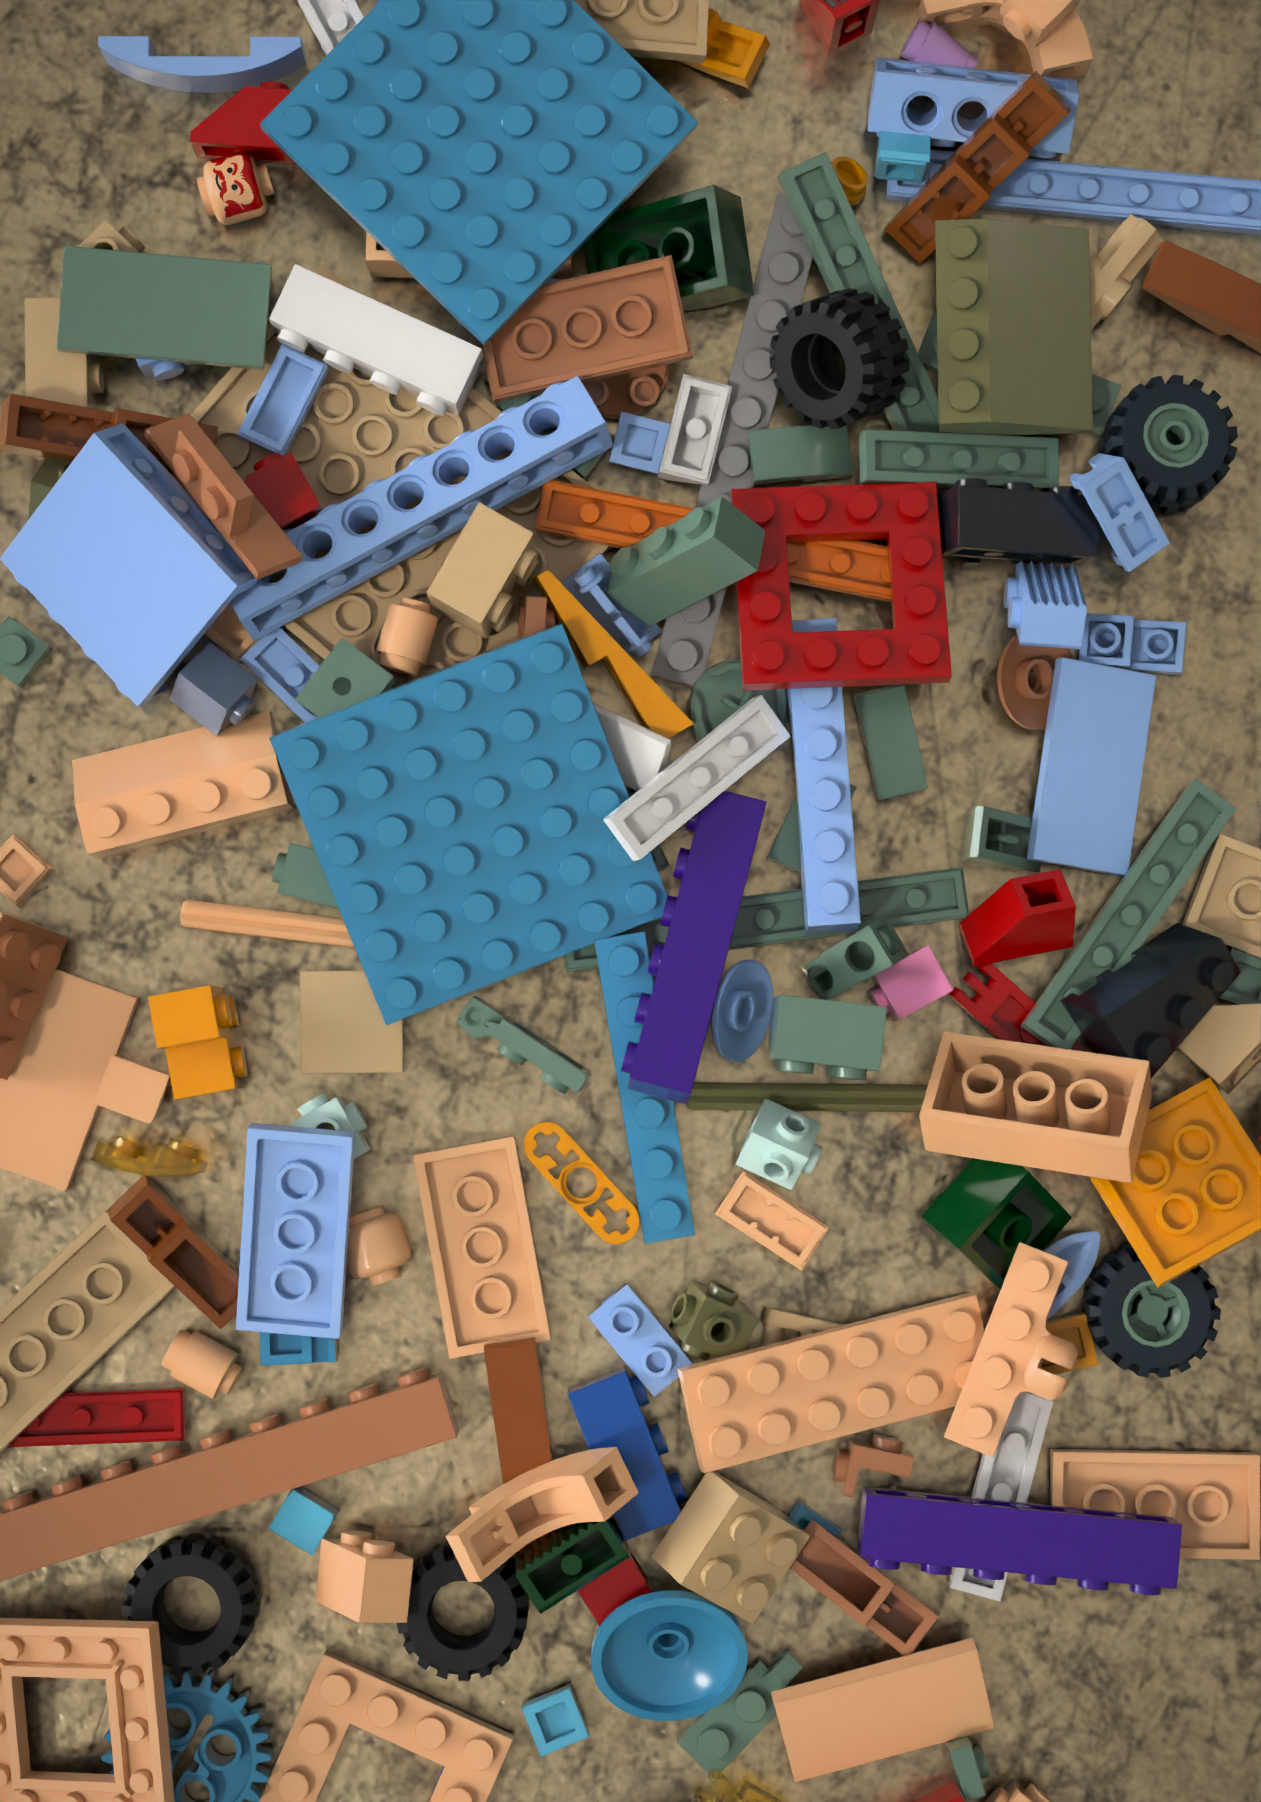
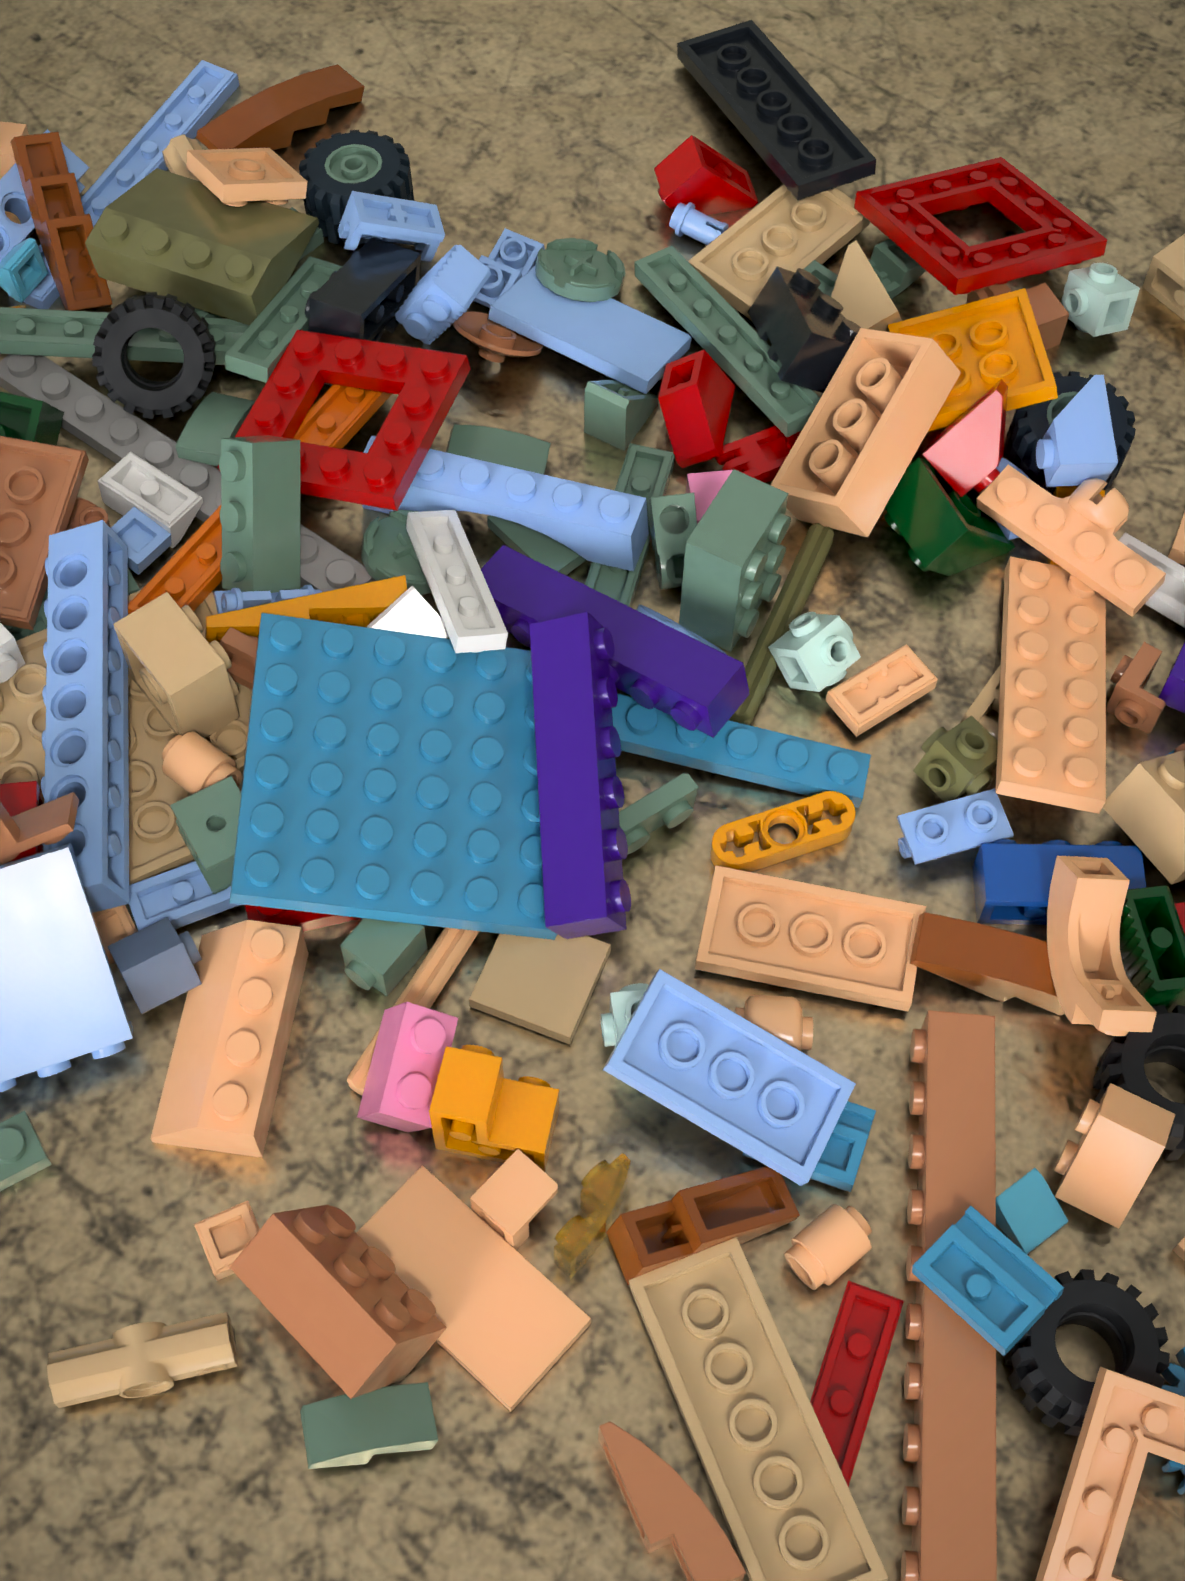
camera: 65 degrees left, 25 degrees down
(200, 1507) = (987, 1280): none -> dark azure plate
(204, 951) = (406, 1066): none -> bright pink brick
(529, 983) = (578, 777): none -> dark purple brick
(1070, 1215) = (972, 444): none -> slope
(1110, 331) = (246, 175): none -> light nougat plate
(1113, 1324) = (1079, 439): none -> light blue slope
(1162, 725) = (579, 271): none -> sand green tile

